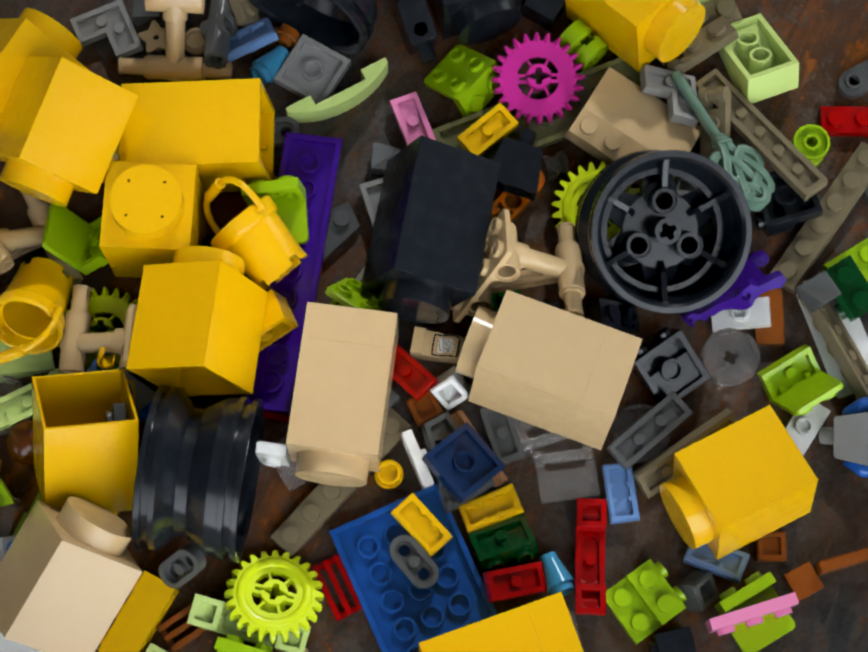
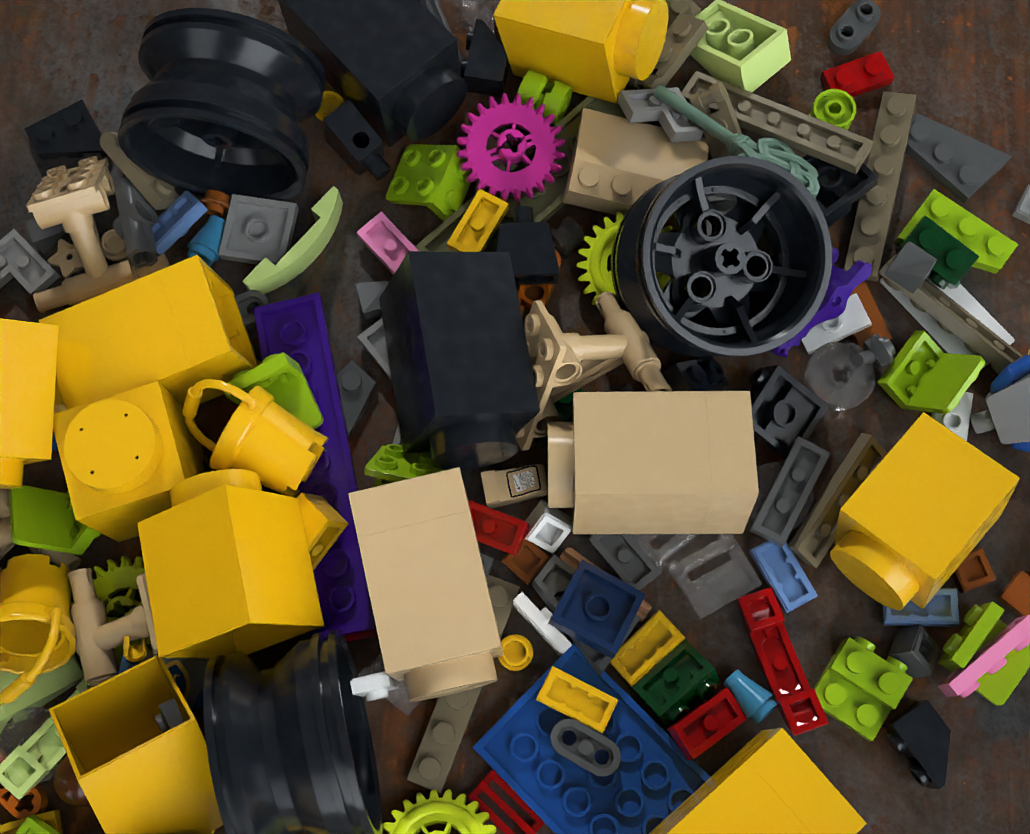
camera: 15 degrees left, 0 degrees up
(766, 348) = (877, 350): none -> dark grey plate

